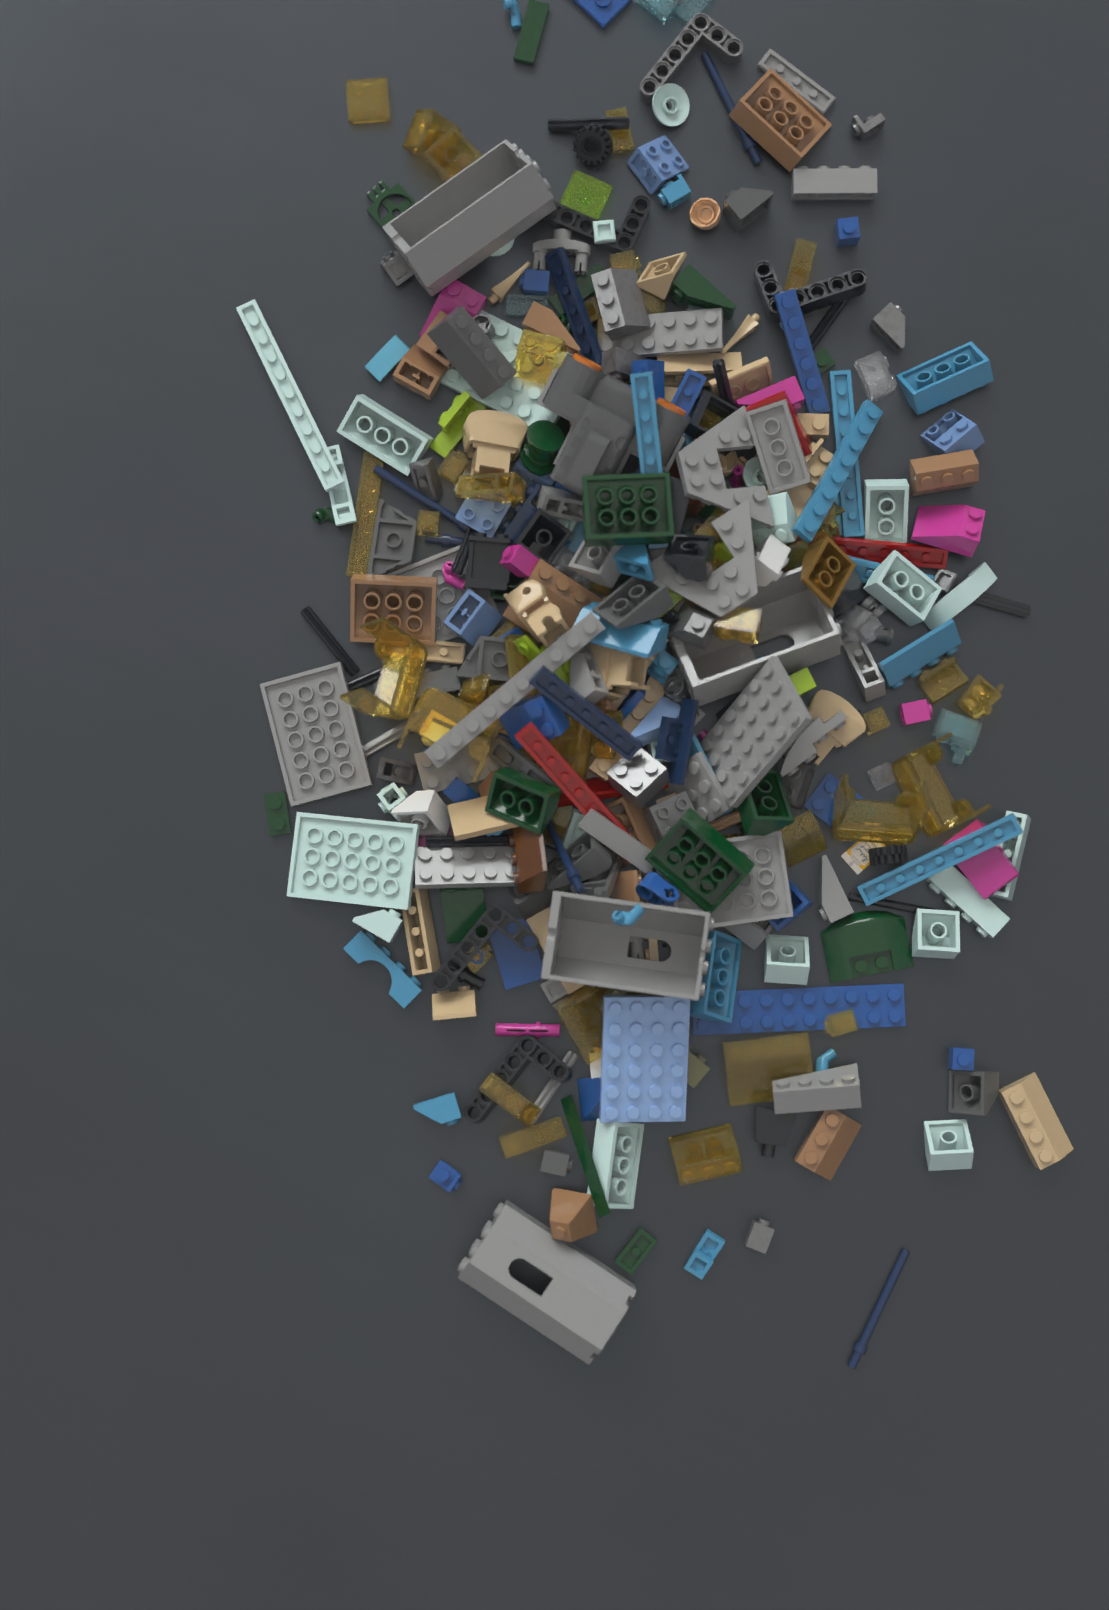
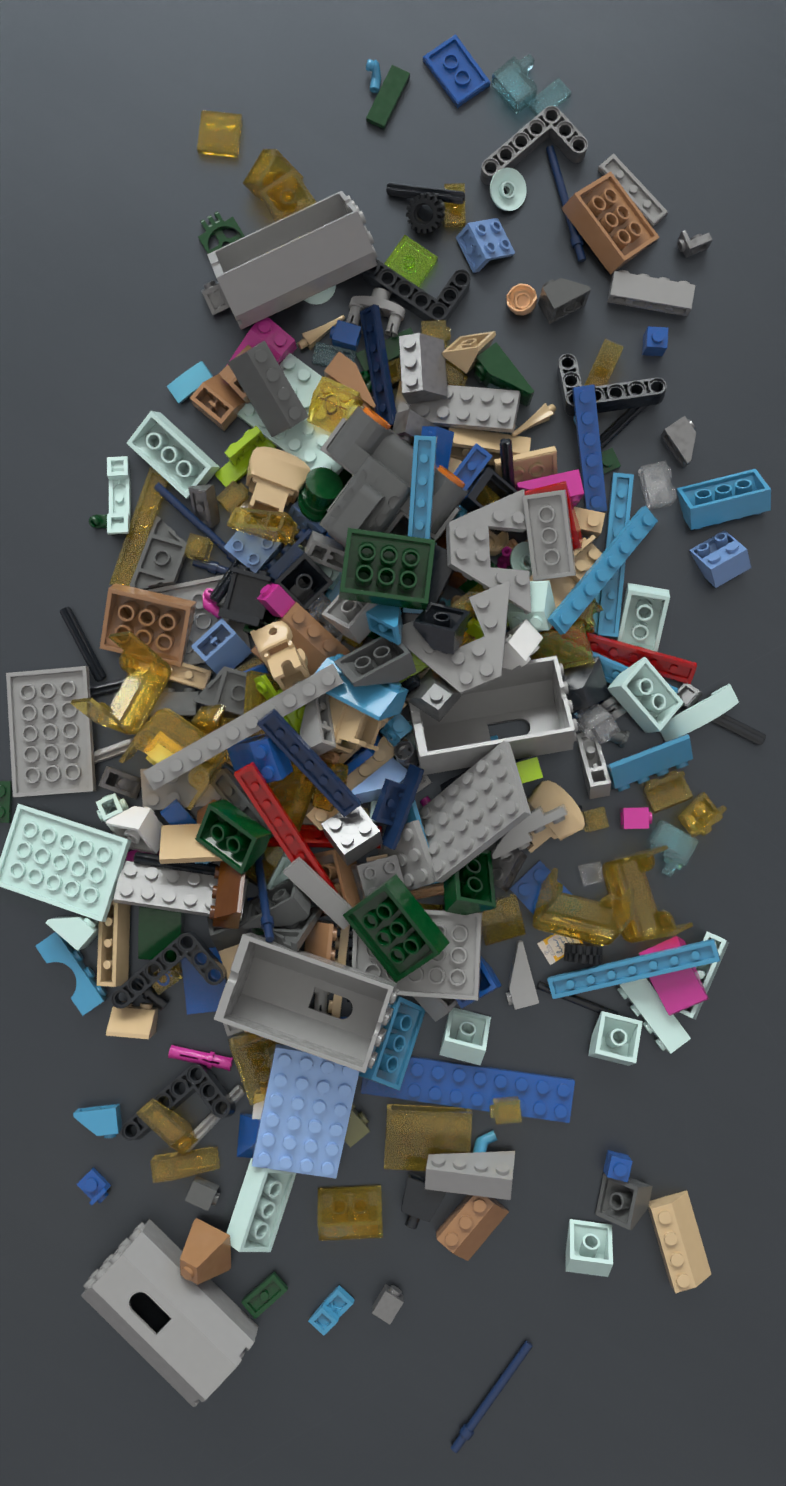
camera: 10 degrees right, 0 degrees up
(290, 395) = (89, 401): light aqua plate -> none
(484, 322) = (288, 367): flat silver wheel -> none
(585, 1156) = (232, 1197): dark green sticker -> none
(604, 231) = (420, 297): light aqua tile -> none
(627, 918) = (310, 977): dark azure arm -> none
(657, 890) = (349, 948): blue piece -> none
(674, 193) = (496, 274): dark azure brick -> none
(740, 625) = (478, 704): clear yellow slope -> none
(826, 570) = (573, 665): pearl gold slope -> none
(866, 945) = (546, 1036): dark green slope -> none
(943, 472) = (706, 590): medium nougat slope -> none
(949, 527) = (702, 644): dark pink slope -> none

